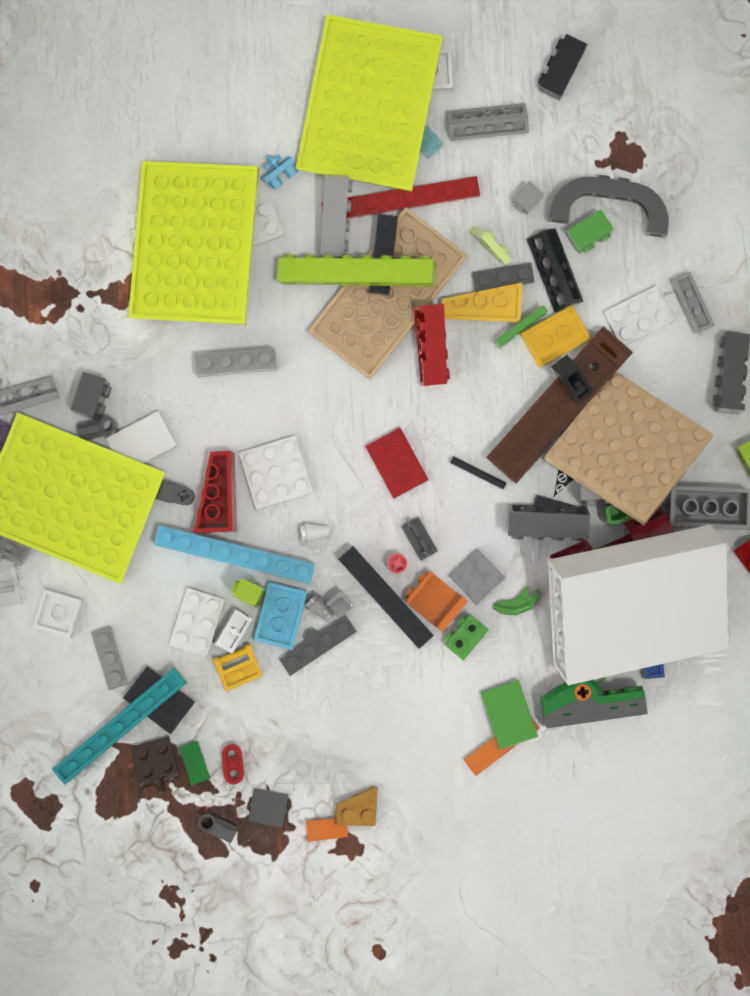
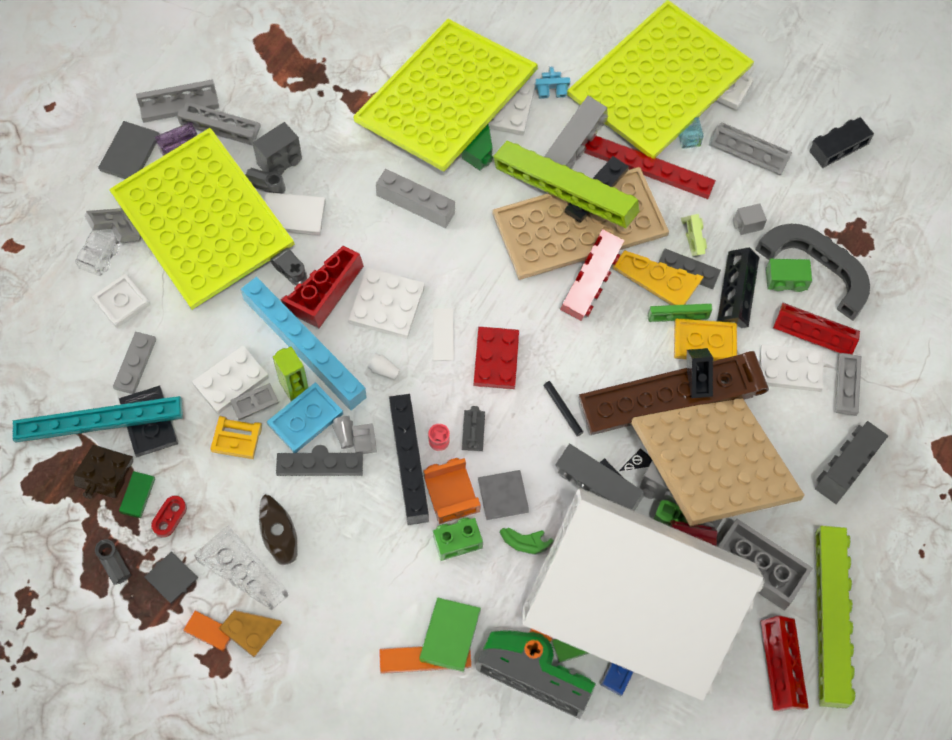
camera: 30 degrees right, 20 degrees down
(260, 278) = (479, 151): none -> green slope
(338, 728) = (283, 546): none -> dark brown piece
(641, 269) = (817, 329): none -> red fence

